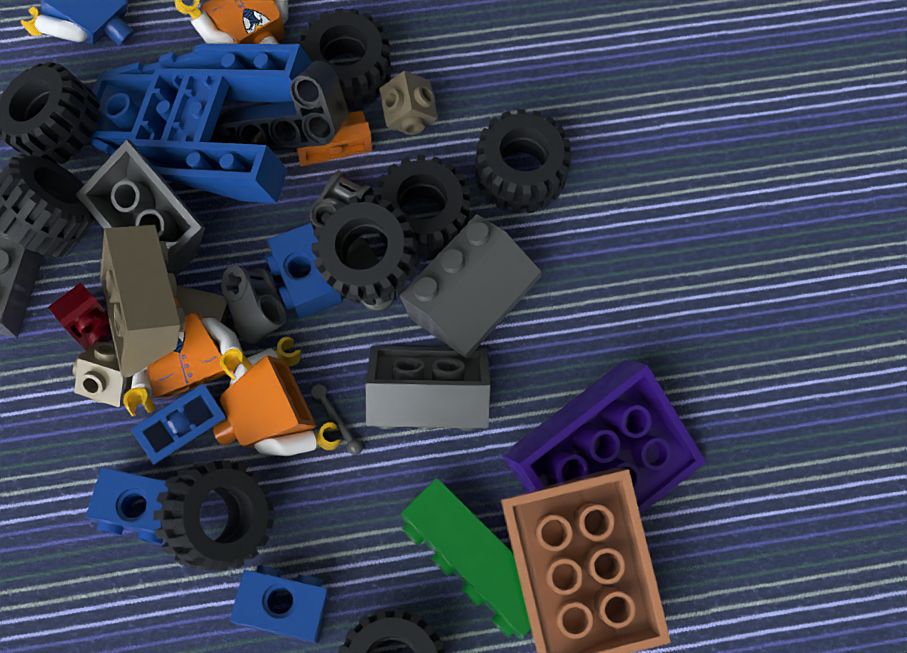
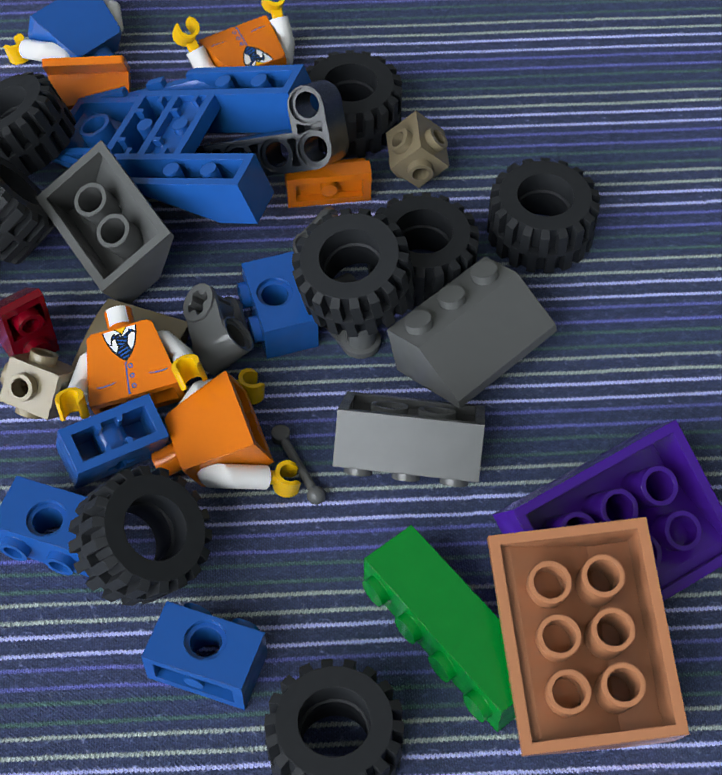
camera: 10 degrees right, 15 degrees down
(101, 55) = (86, 75): none -> orange panel
(139, 297) = (90, 294): dark tan slope -> none

